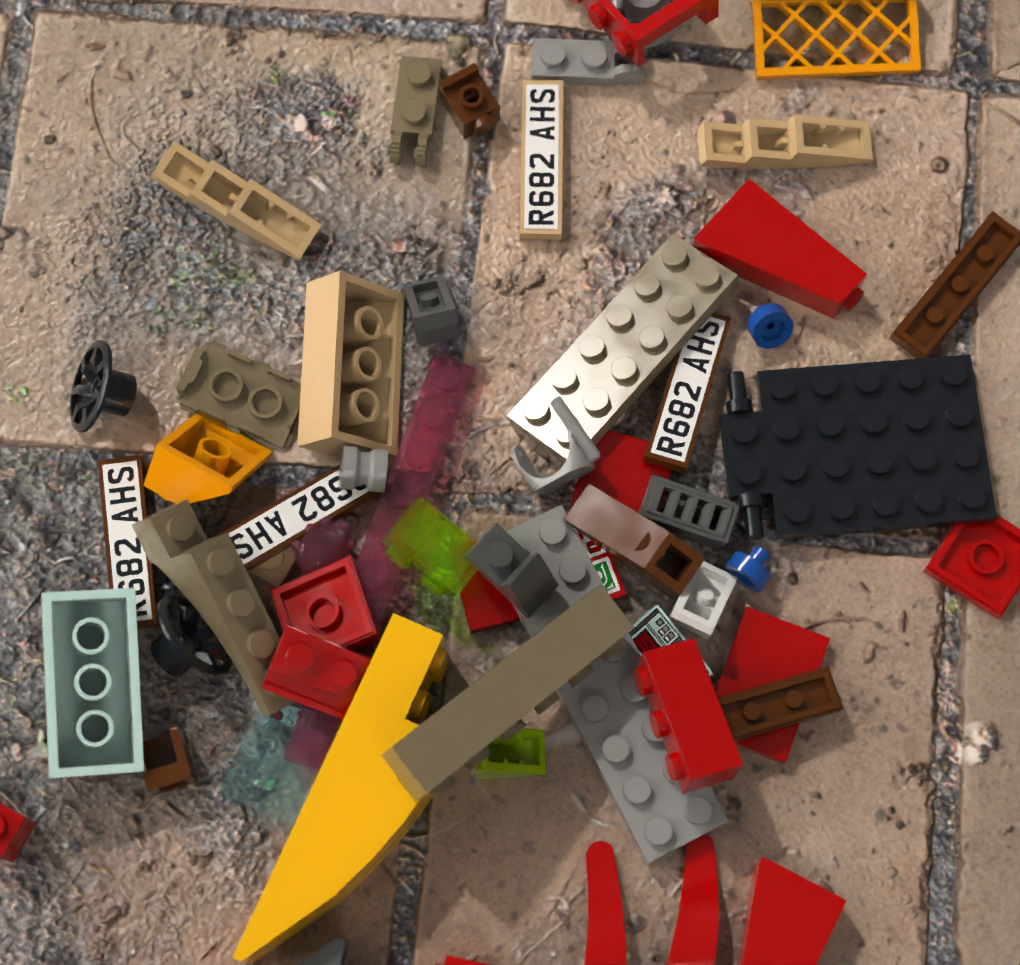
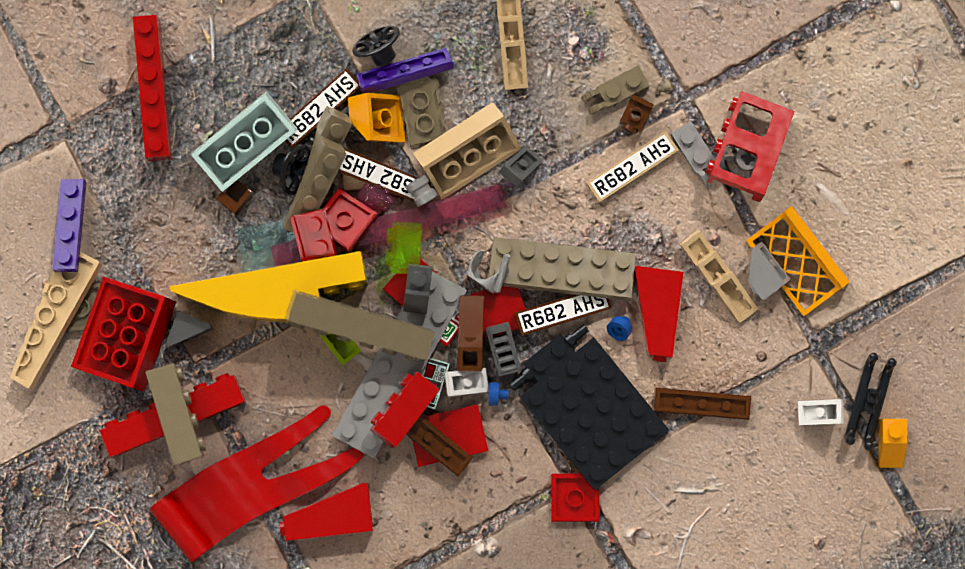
camera: 55 degrees right, 10 degrees up
(166, 377) = (405, 71): none -> dark purple tile
(828, 75) = (765, 272): none -> light grey slope

